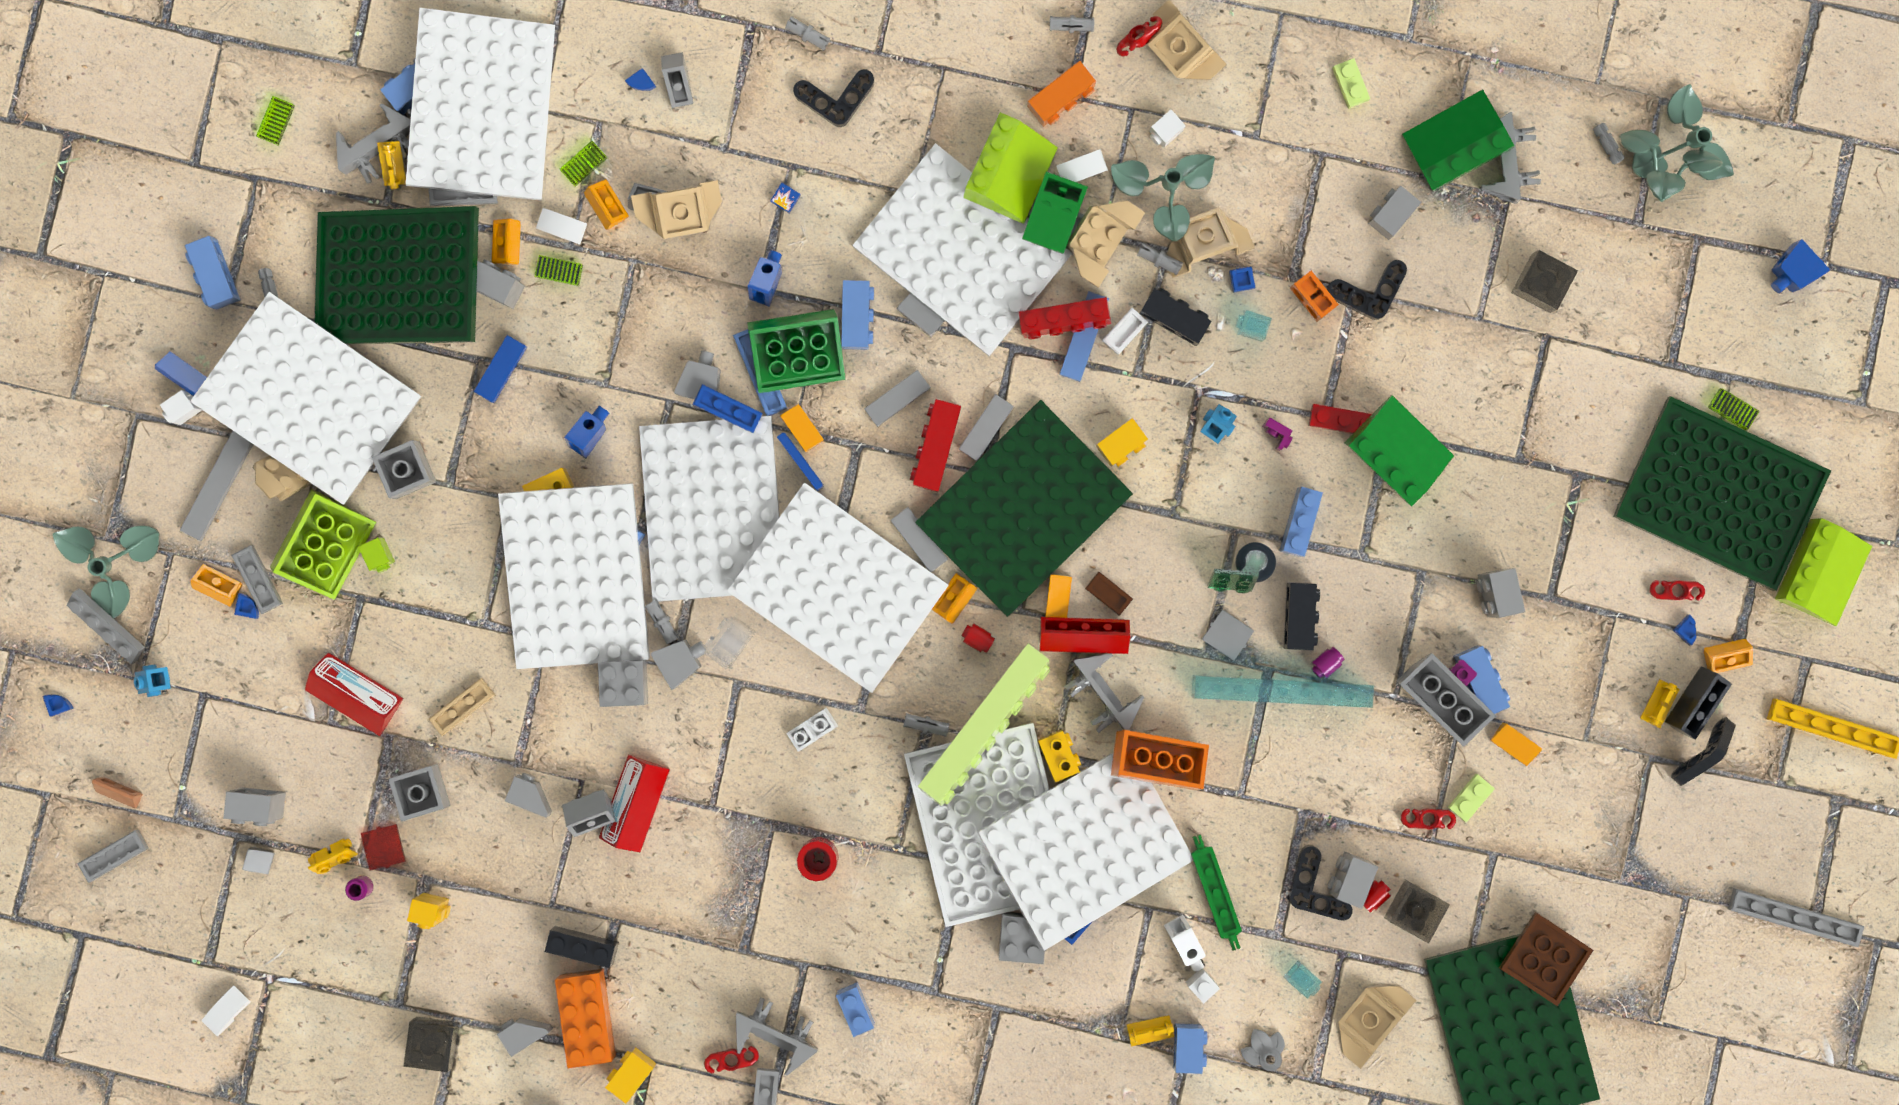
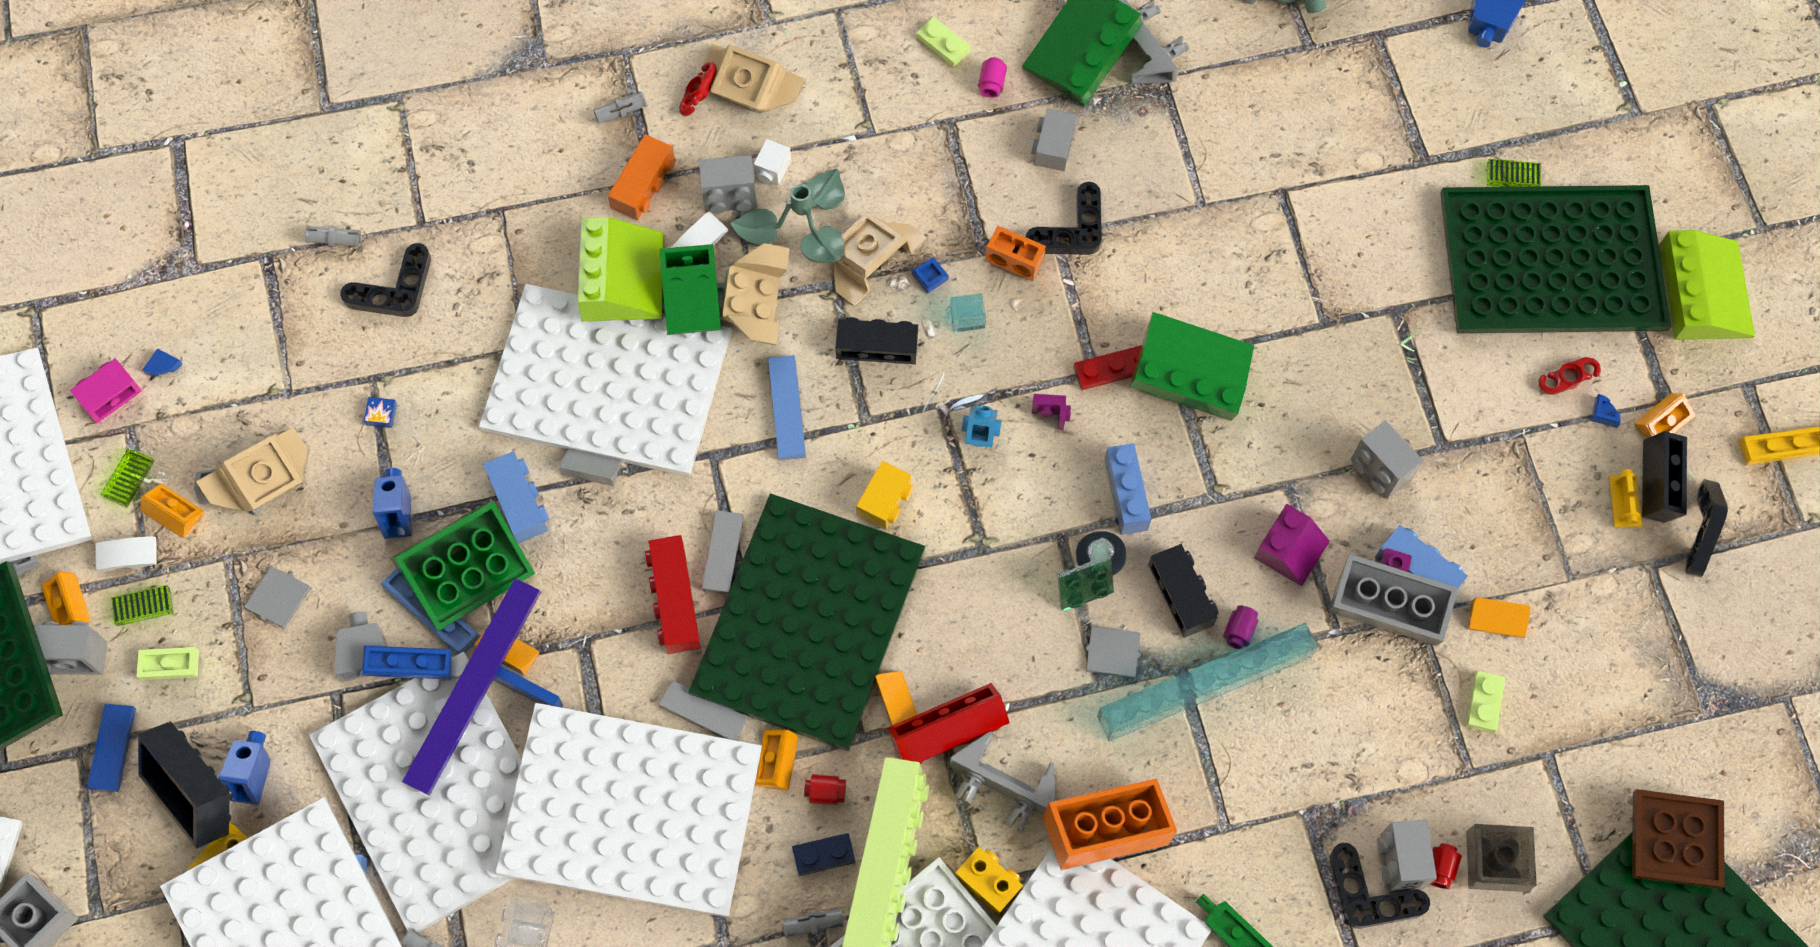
camera: 30 degrees left, 20 degrees down
(540, 428) = (184, 784): none -> black piece
(561, 325) = (167, 663): none -> yellowish green plate
(592, 85) = (105, 390): none -> dark pink brick
(656, 309) = (277, 597): none -> light grey piece
(676, 79) = (203, 343): light grey slope -> none
(766, 448) = (471, 687): none -> dark purple tile
(897, 398) = (605, 567): light grey tile -> none
(955, 681) = (823, 854): none -> dark blue plate
(1064, 318) = (755, 392): red brick -> none
(1109, 593) = (953, 669): reddish brown tile -> none
(1123, 135) = (728, 184): none -> light grey brick
(1125, 331) = (829, 382): white tile -> none
(1160, 259) = (830, 291): light grey pin -> none
(1373, 134) = (992, 77): none -> dark pink brick
(1397, 620) = (1292, 545): none -> magenta slope
(1437, 813) = (1460, 739): red piece -> none
(1544, 281) = (1247, 136): clear smoke brick -> none

